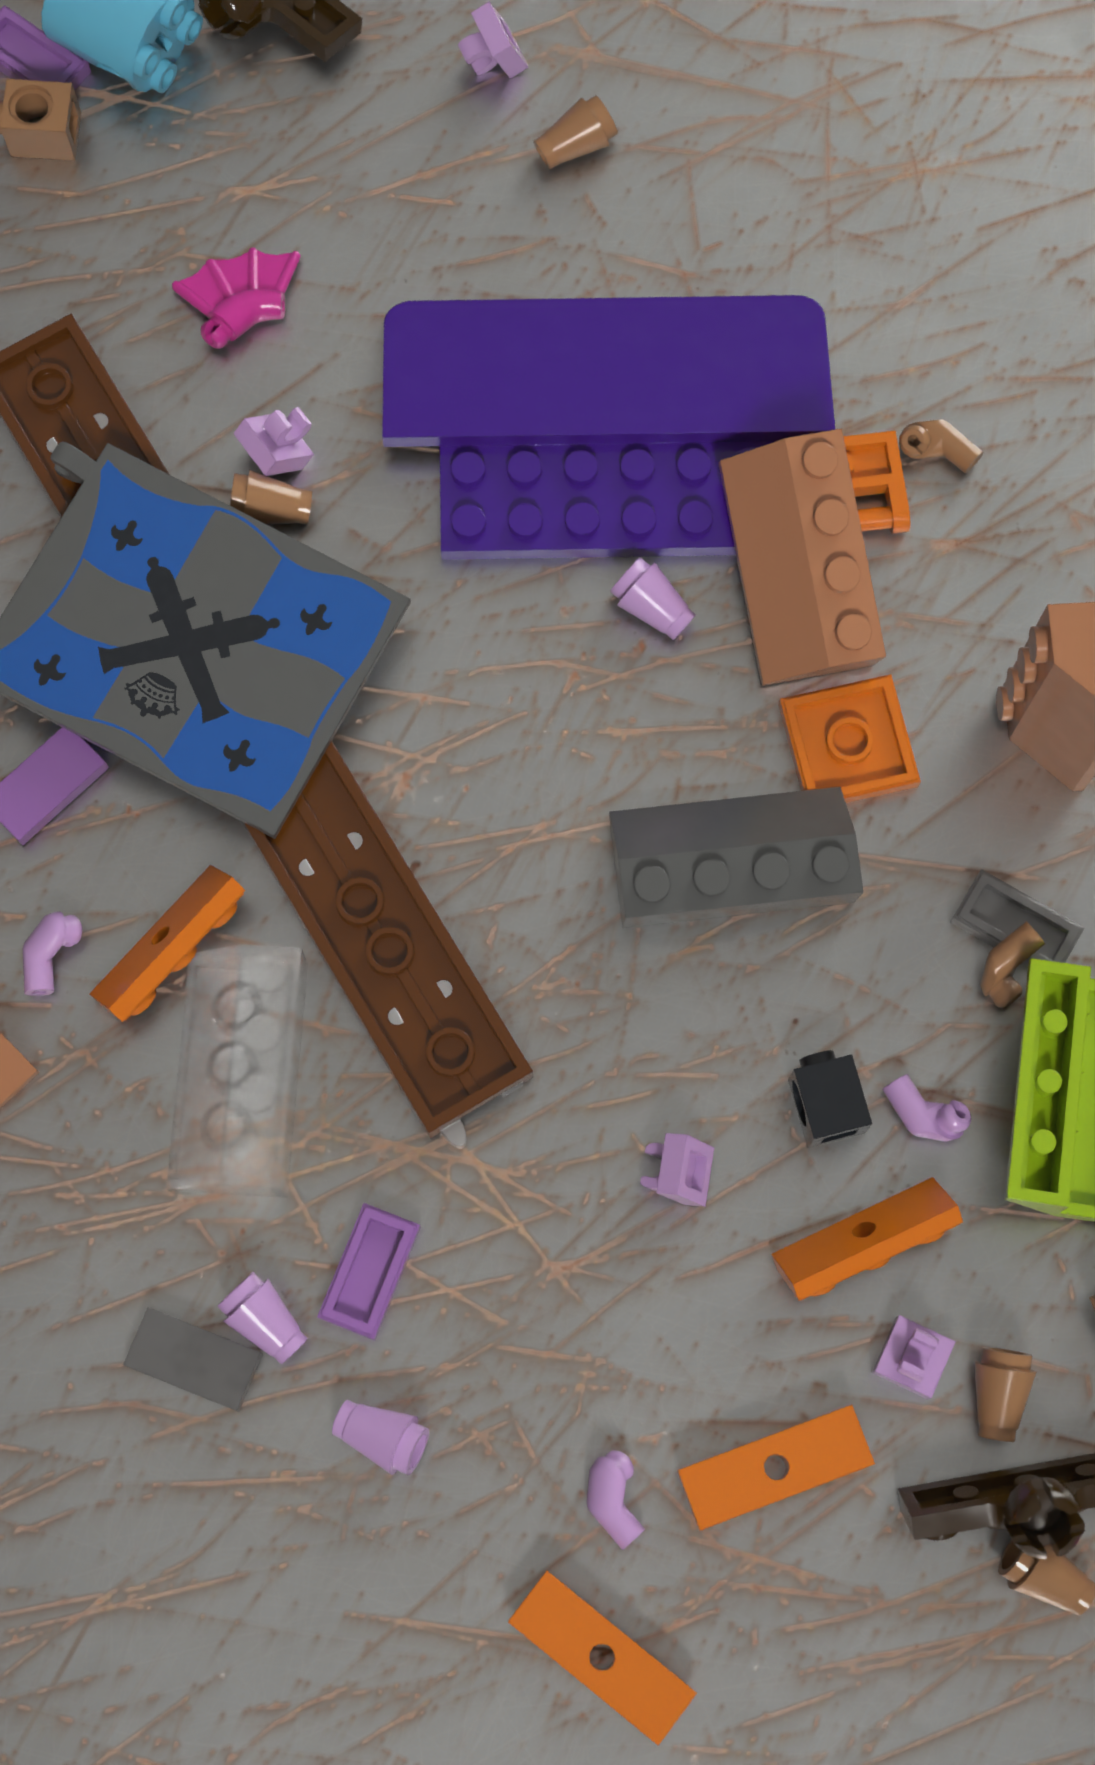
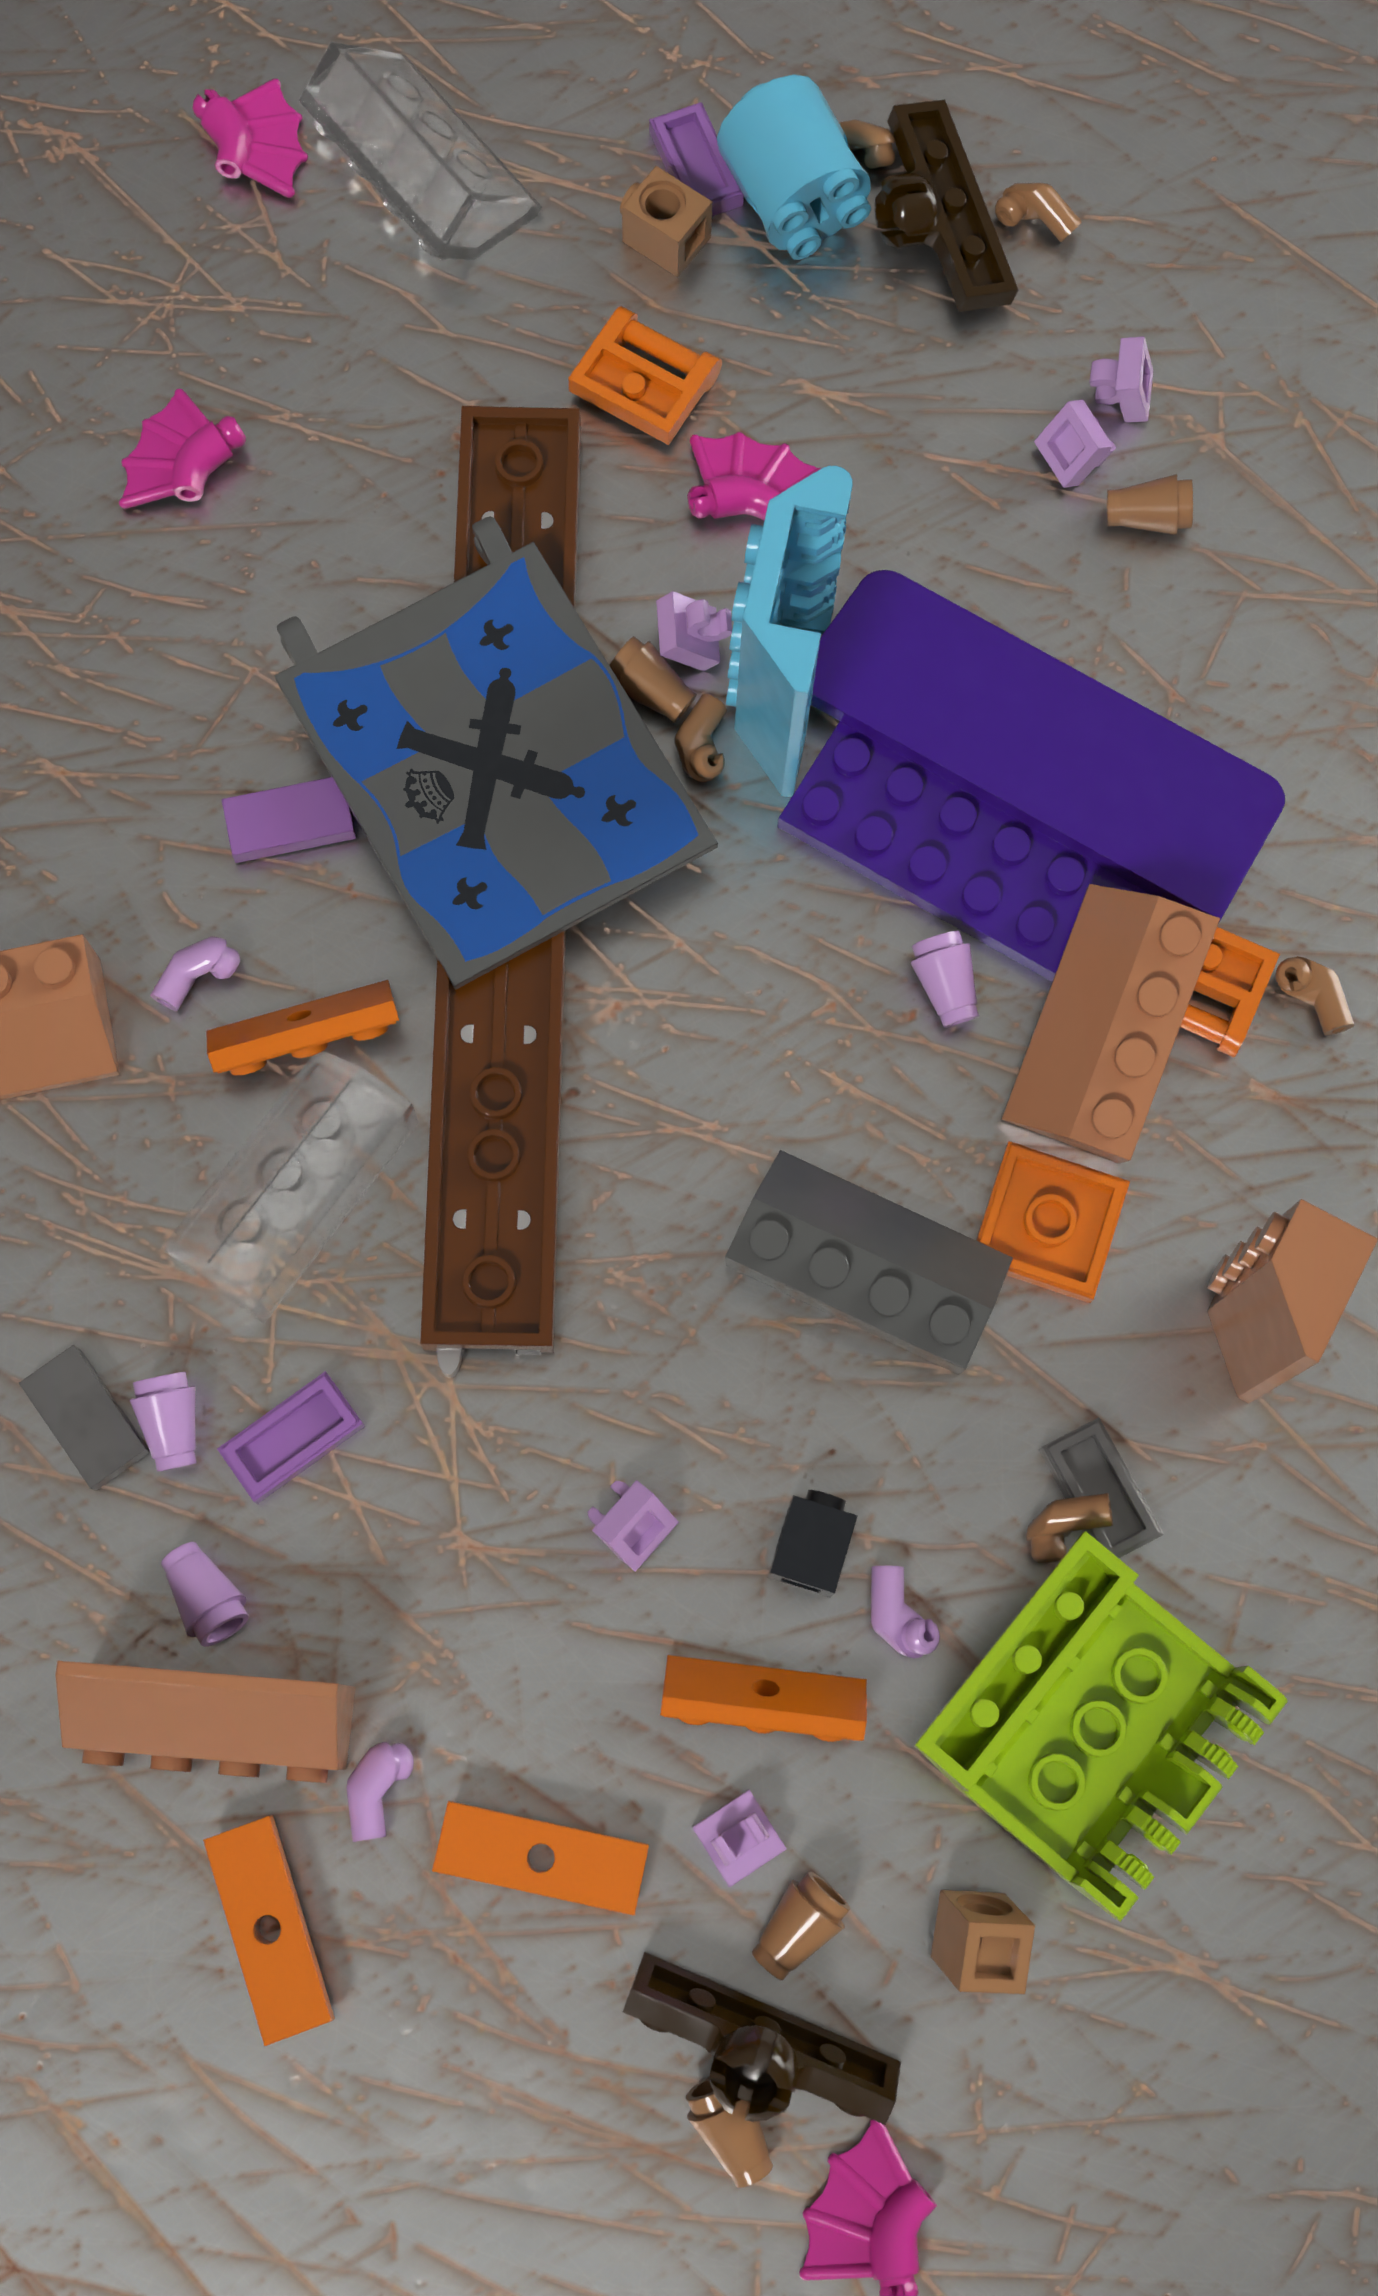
camera: 30 degrees right, 0 degrees up
(102, 270) = (636, 387): none -> orange plate
(334, 530) = (695, 742): none -> medium nougat arm
(377, 439) = (781, 617): none -> medium azure slope
(449, 1525) = (204, 1717): none -> nougat slope
(484, 118) = (1074, 443): none -> lavender tile

